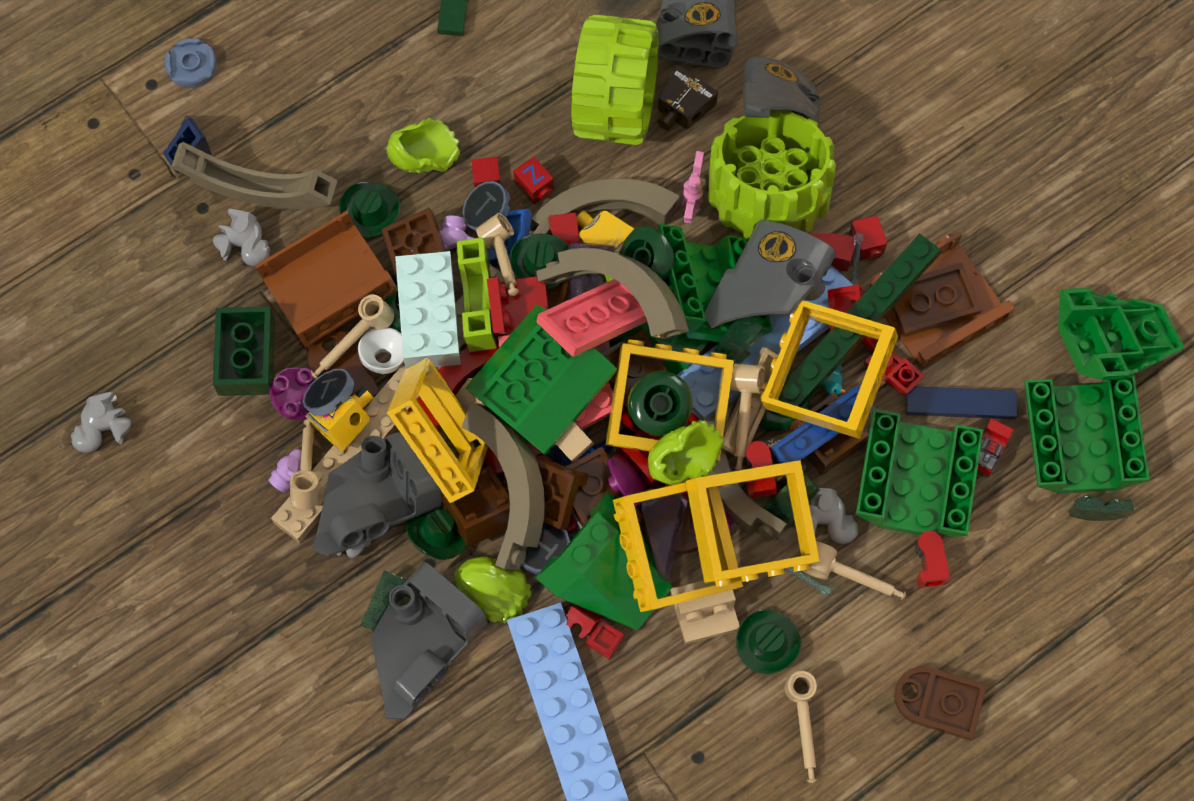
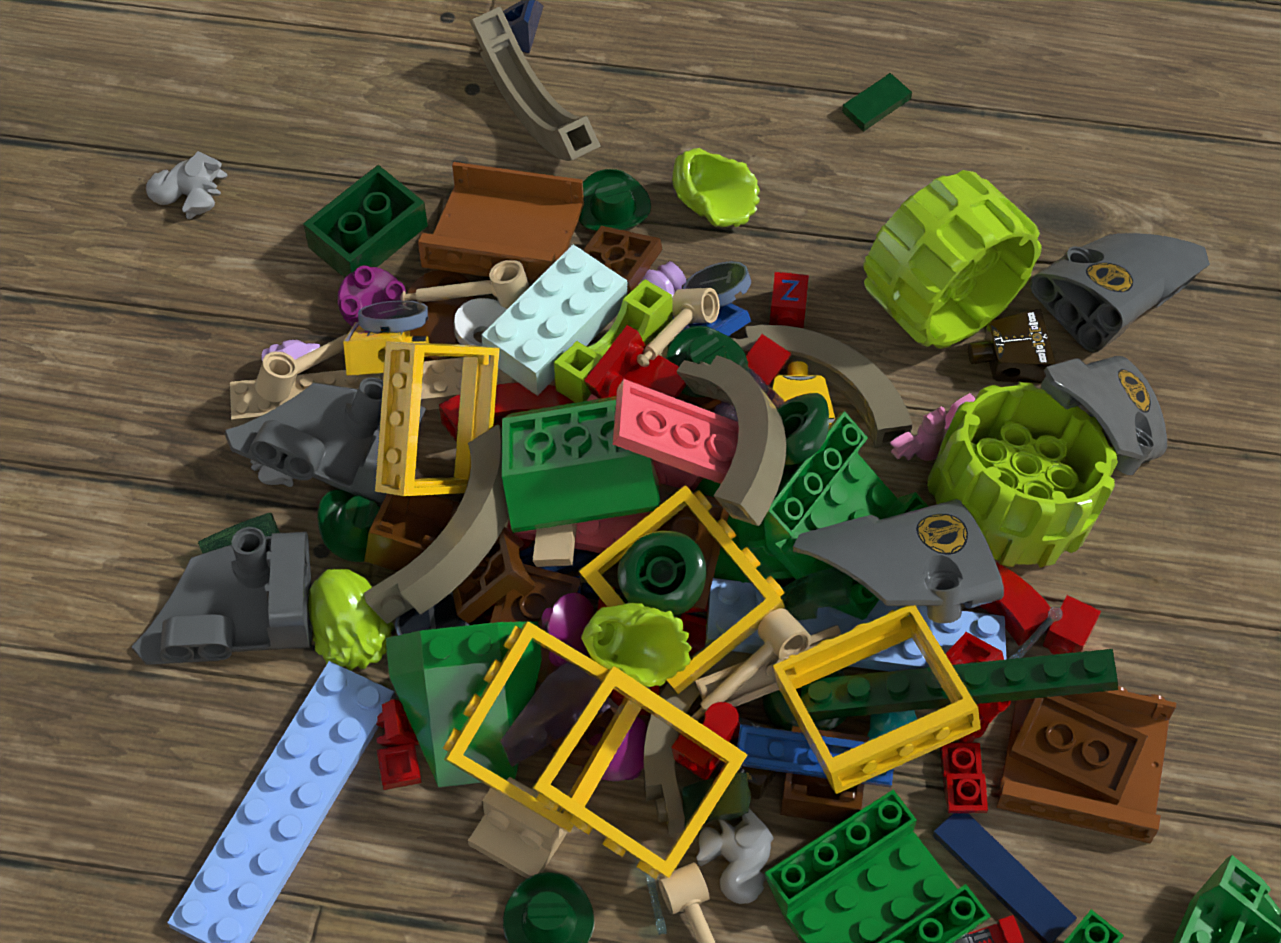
camera: 45 degrees right, 10 degrees down
(243, 233) = (478, 132): light grey animal -> none
(485, 170) = (756, 257): red tile -> none

